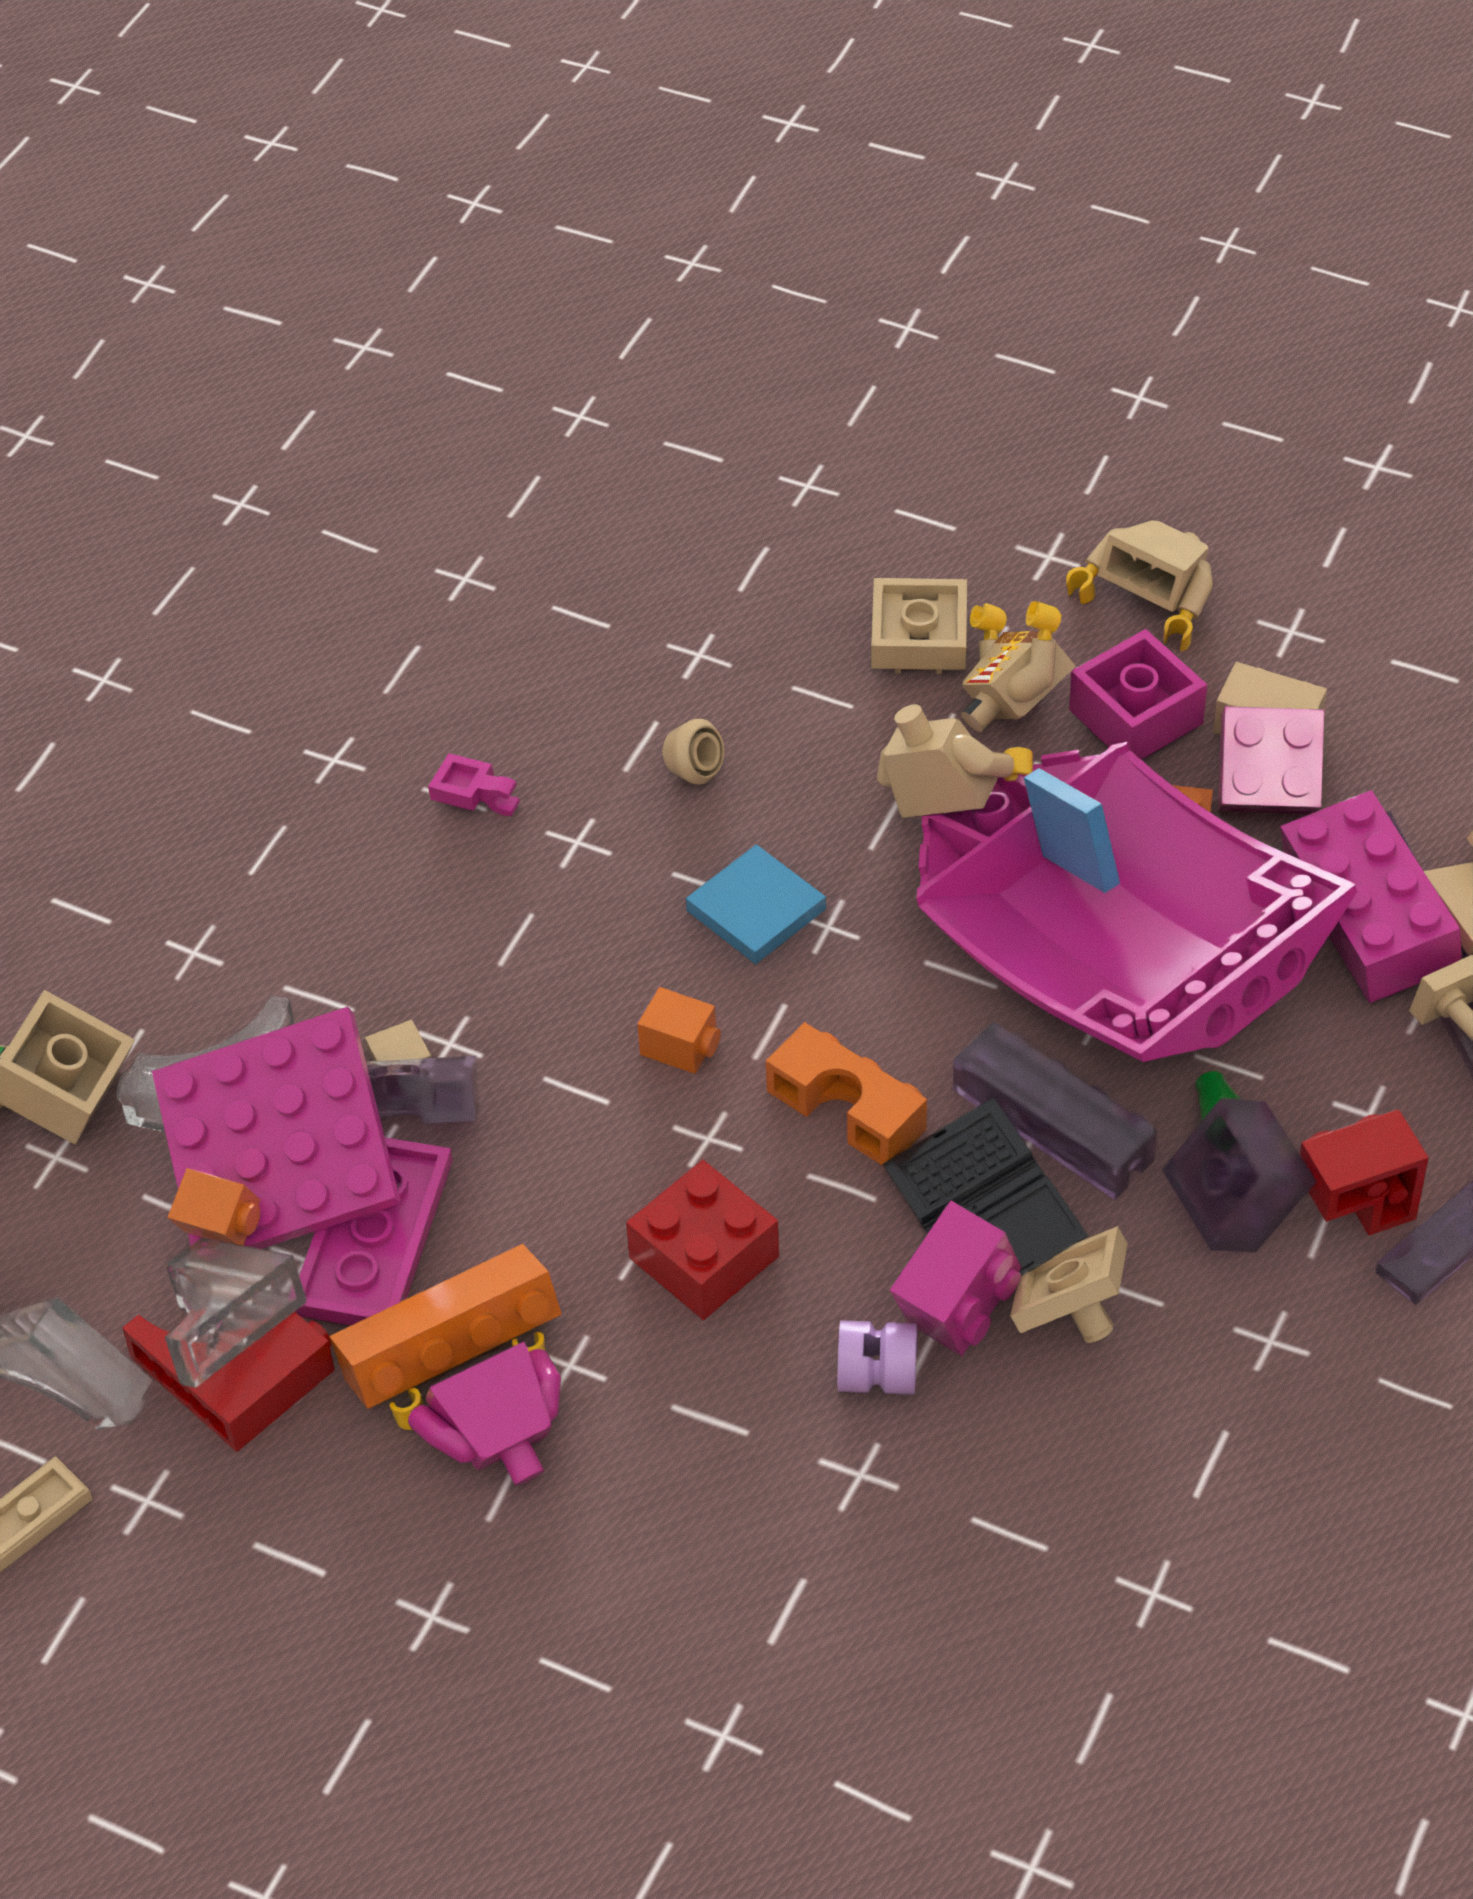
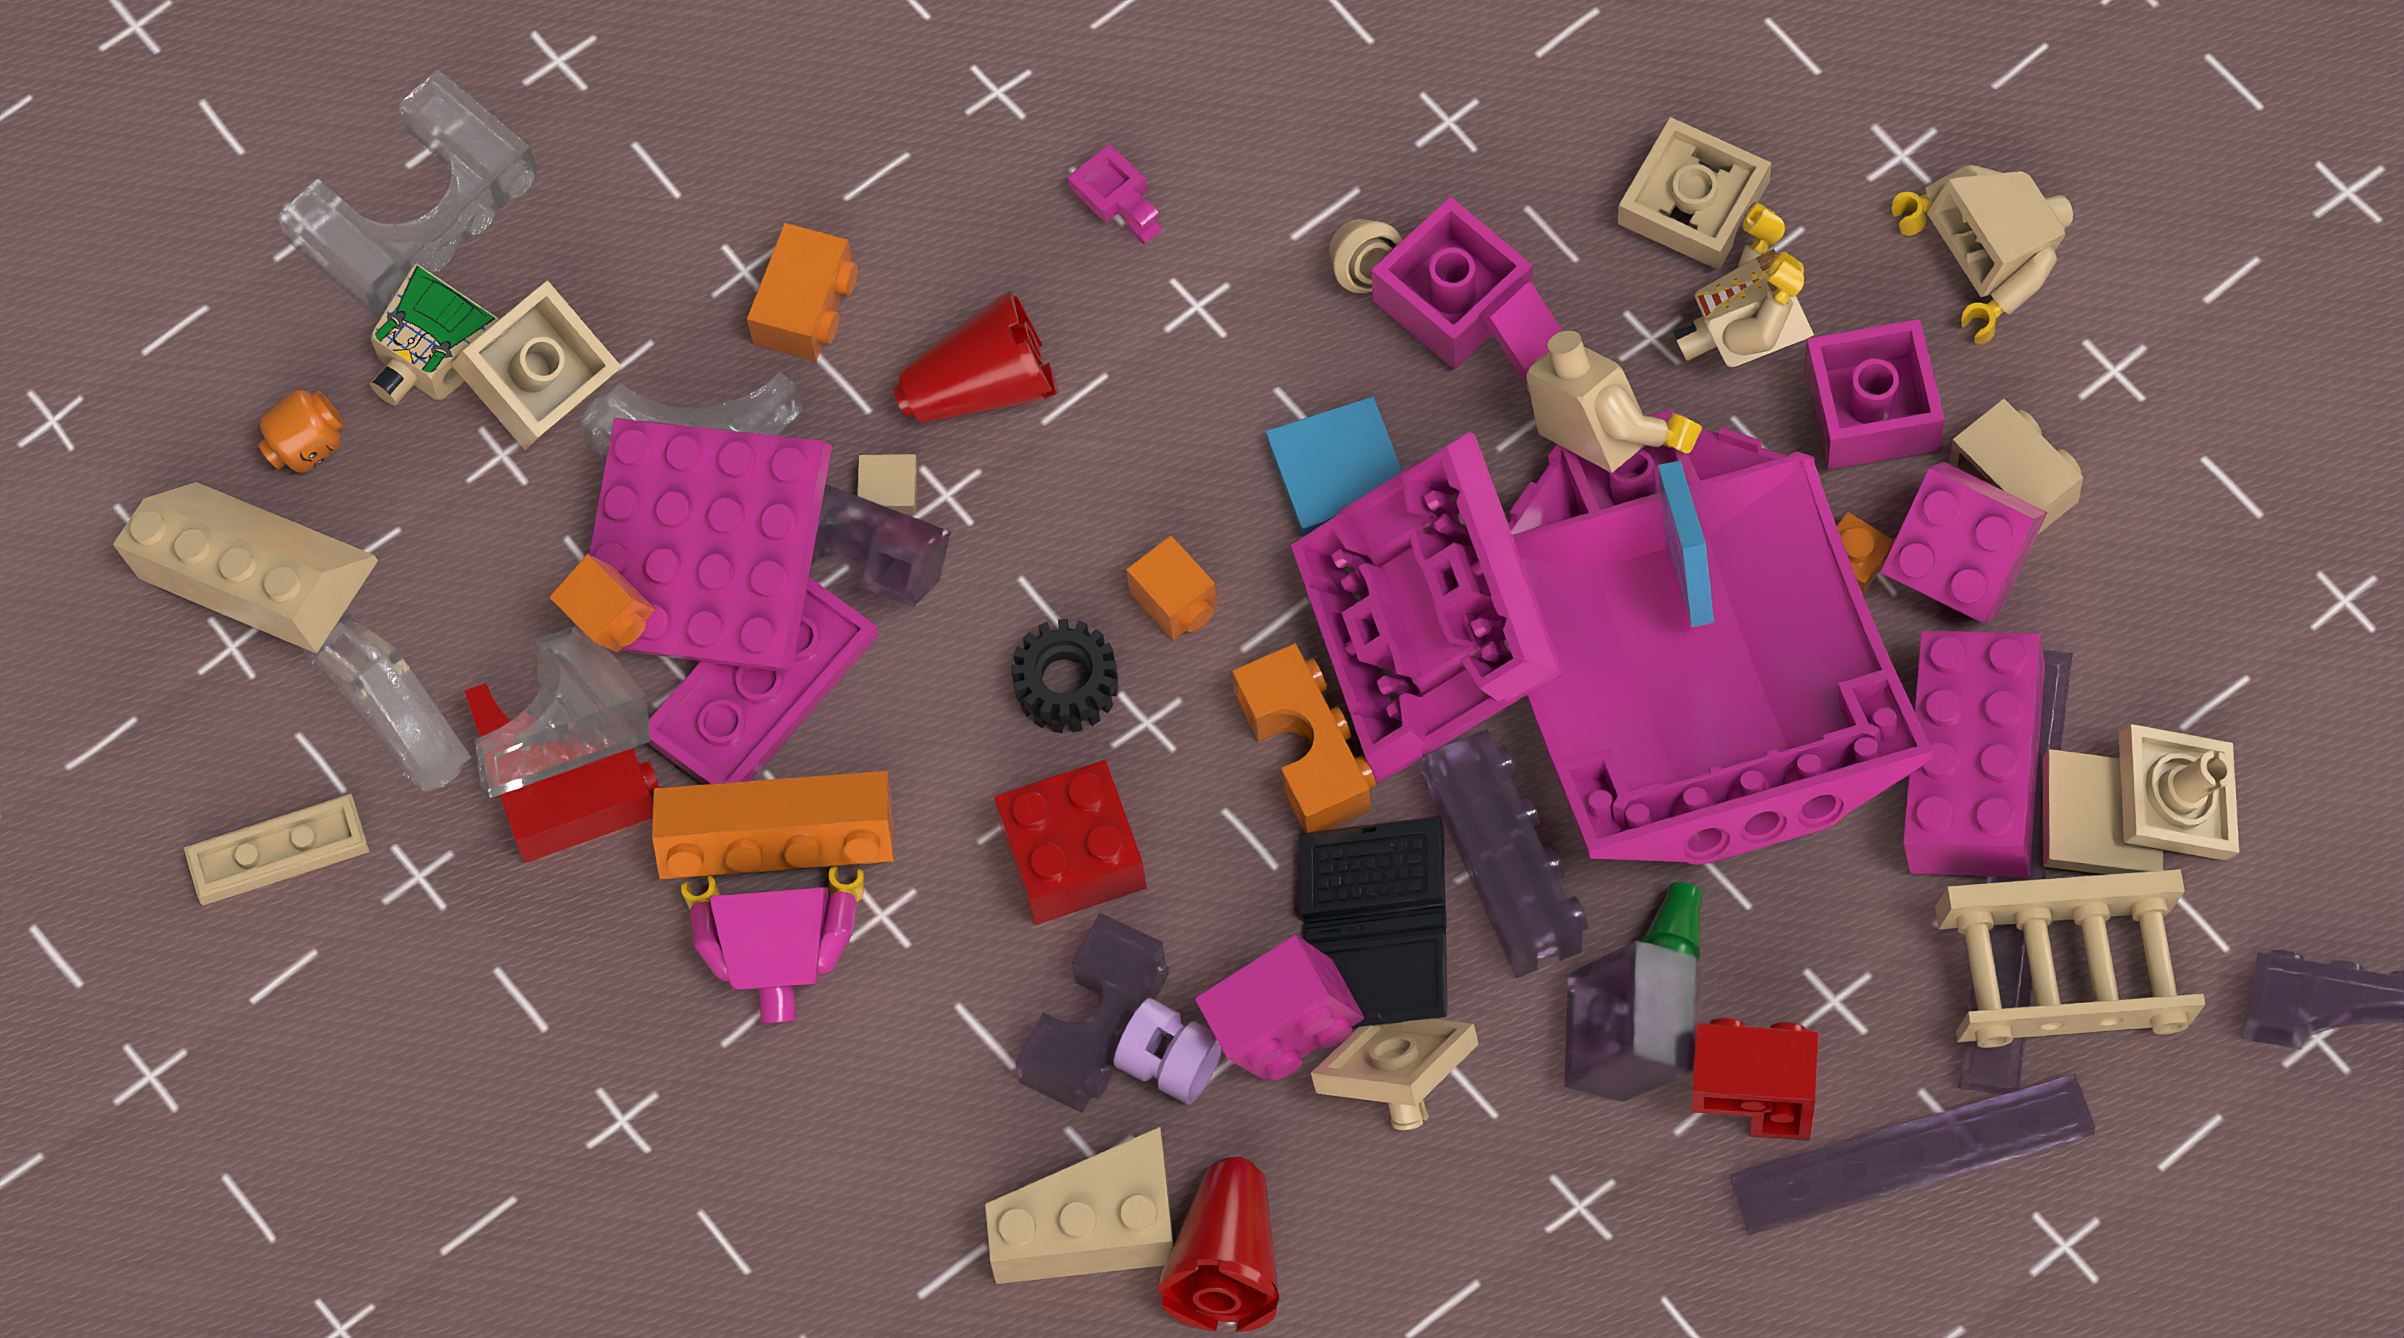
camera: 30 degrees right, 15 degrees up
(254, 942) = (802, 292): none -> orange brick
(433, 934) = (978, 367): none -> red cone
(631, 1149) = (1065, 707): none -> black tyre
(774, 742) = (1446, 279): none -> dark pink brick
(796, 1396) = (1074, 1058): none -> clear purple arch
(854, 752) = (1521, 325): none -> dark pink tile
(885, 1512) = (1086, 1217): none -> tan wedge
(898, 950) = (1430, 607): none -> dark pink piece
(1019, 1490) = (1224, 1253): none -> red cone

